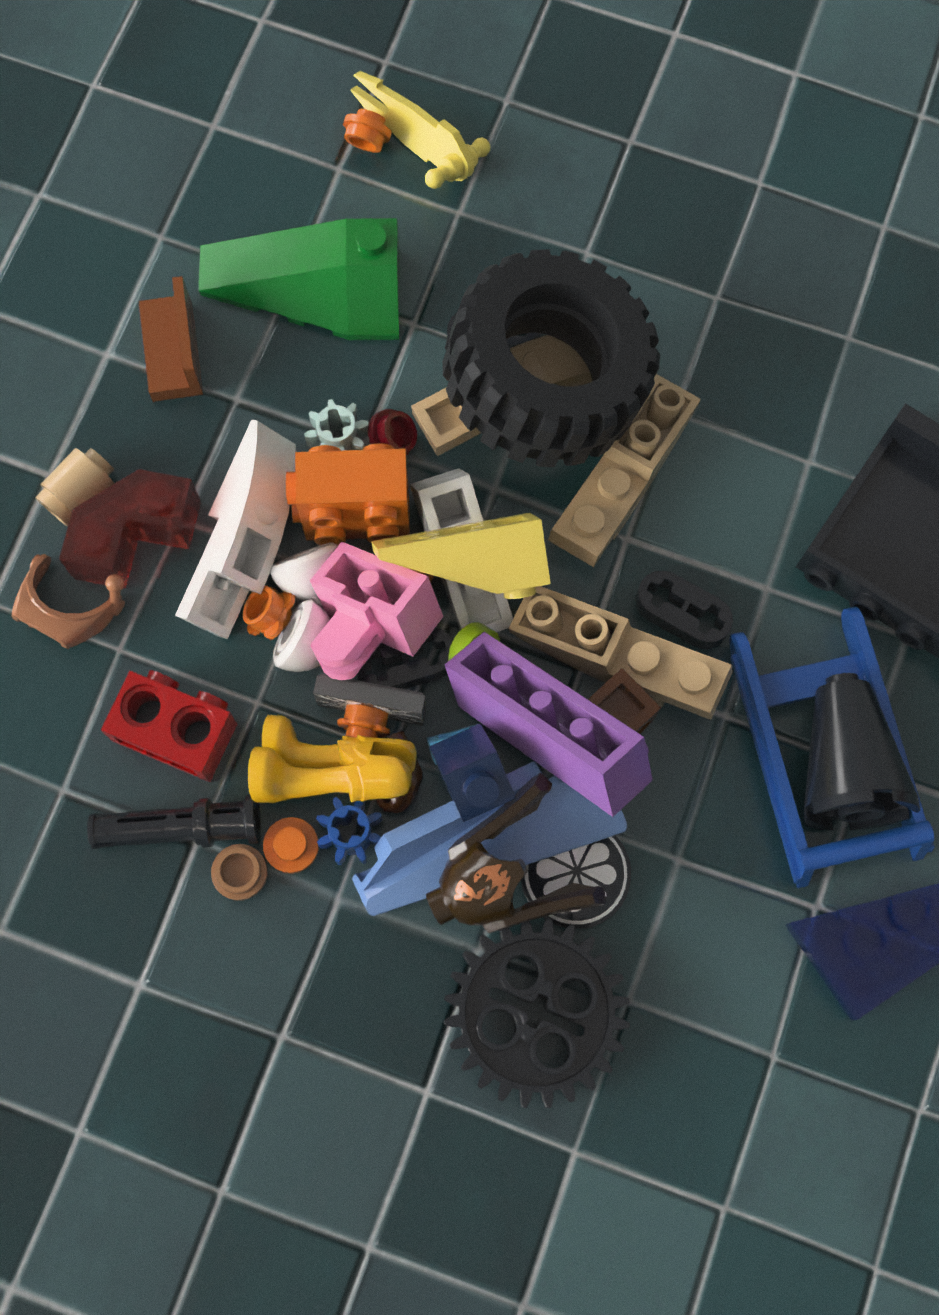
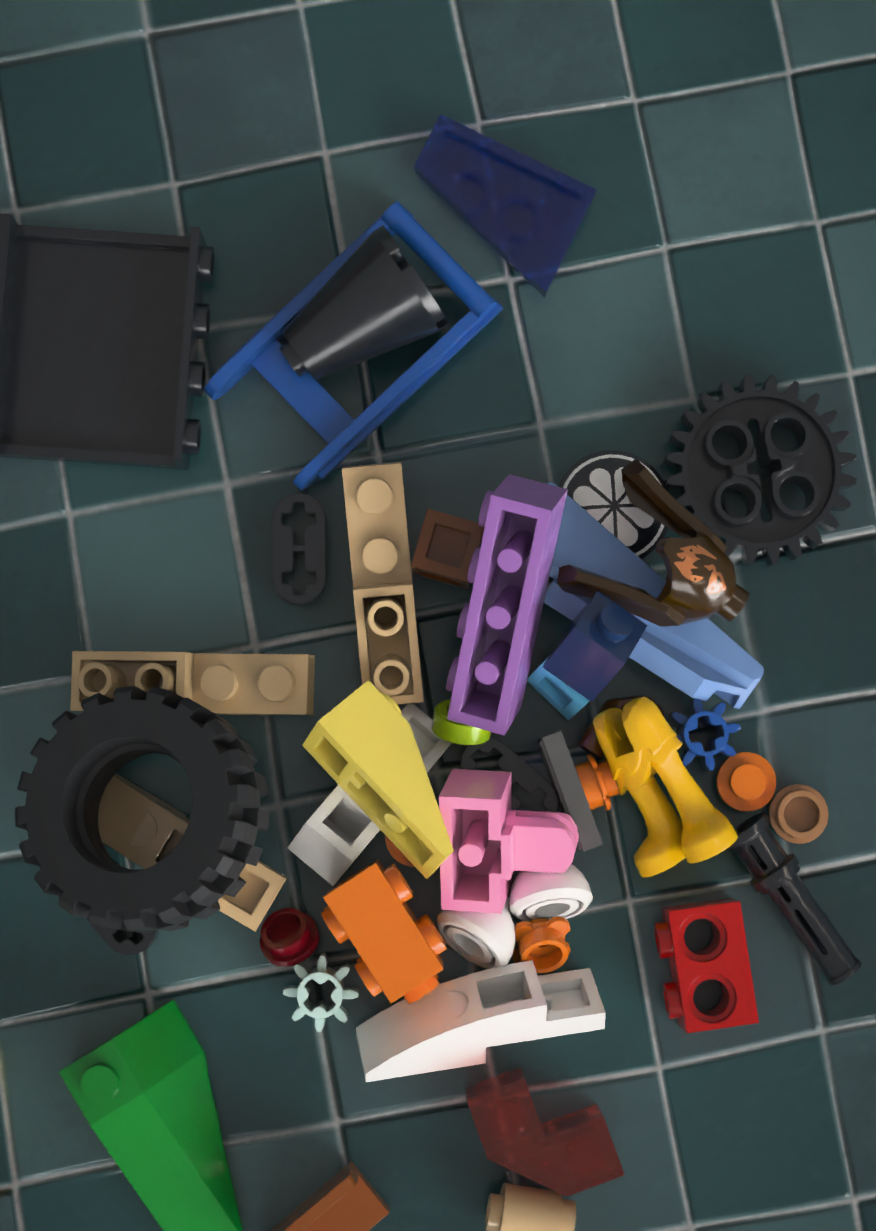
camera: 125 degrees left, 10 degrees up
(65, 628) = (681, 1136): nougat helmet -> none

